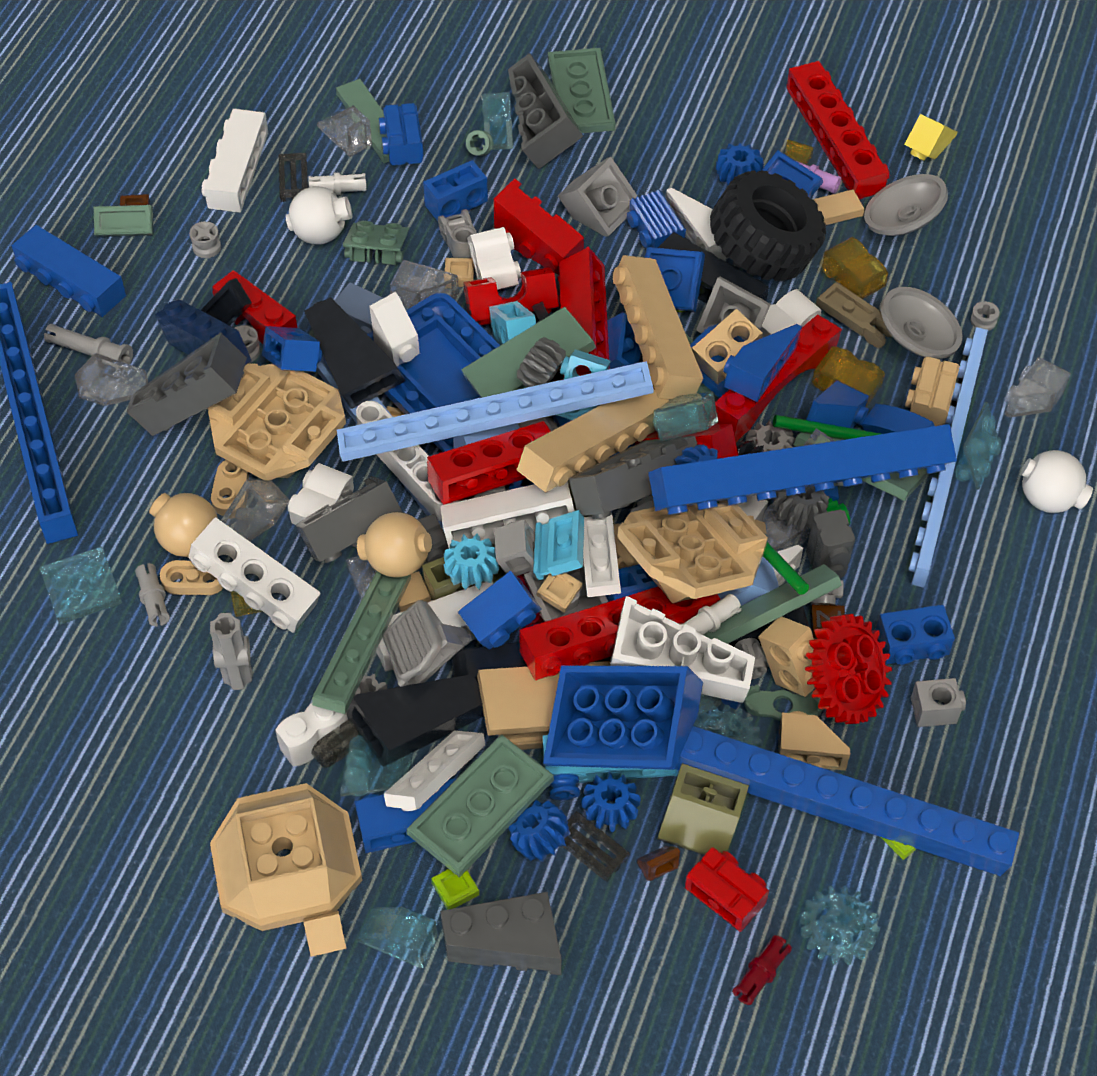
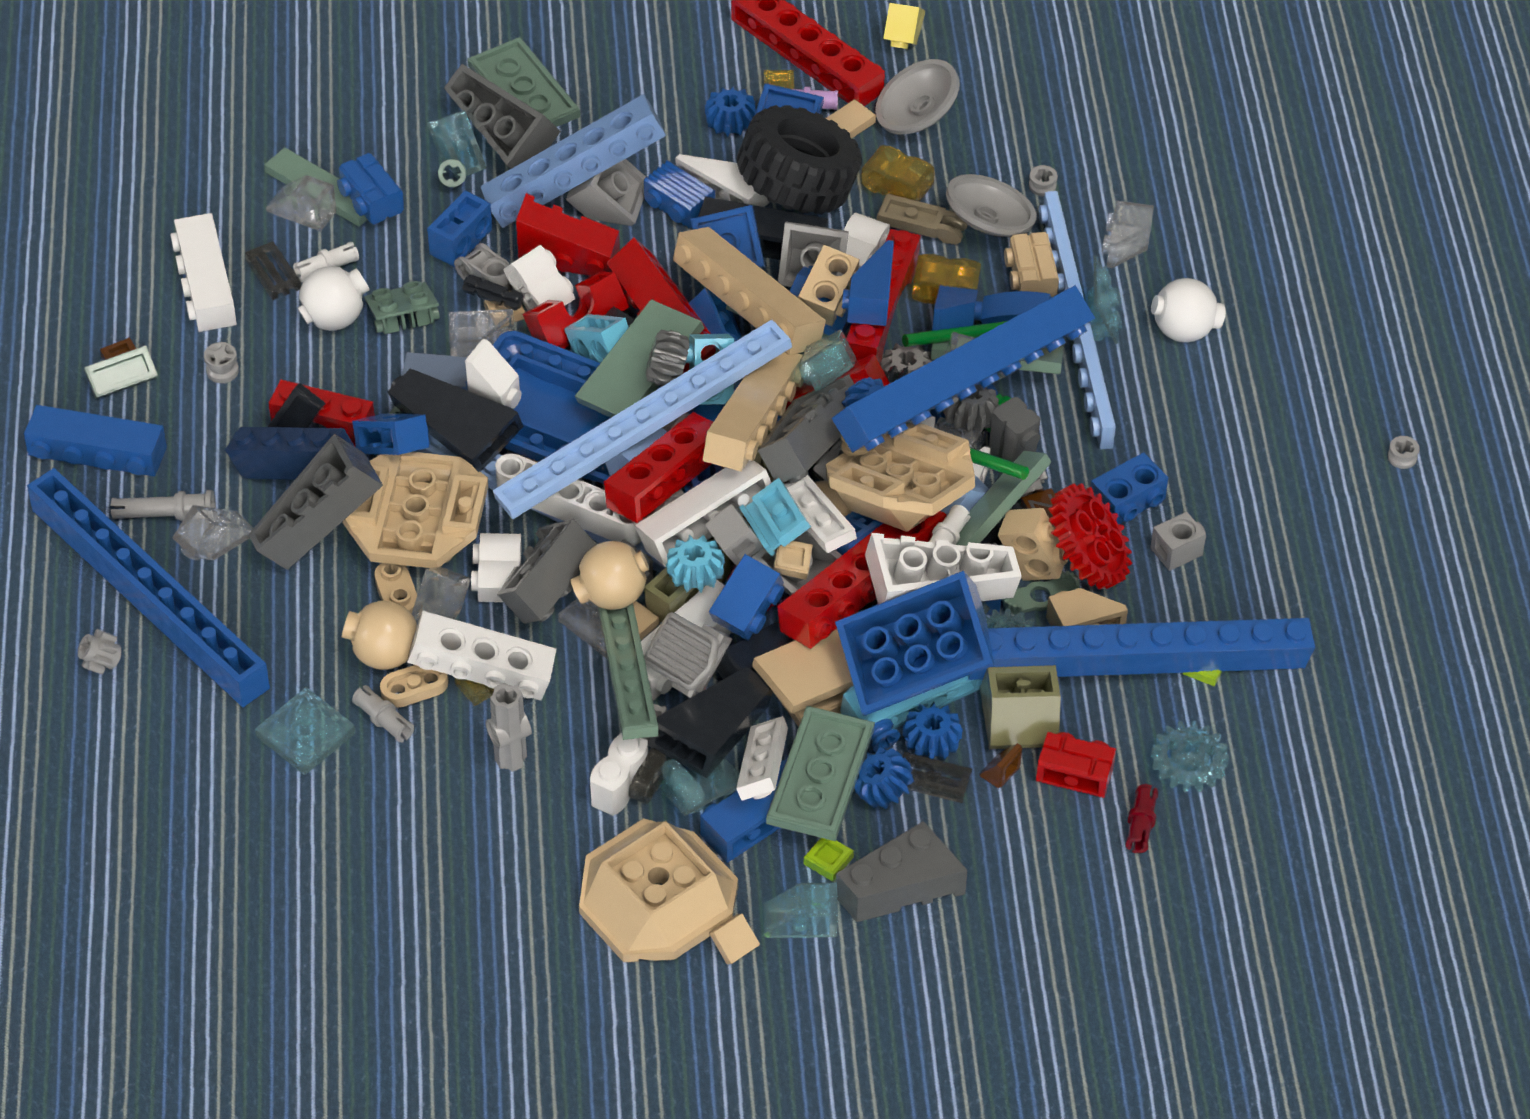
camera: 25 degrees left, 5 degrees down
(452, 255) = (493, 292): none -> black axle
(577, 161) = (574, 159): none -> medium blue brick

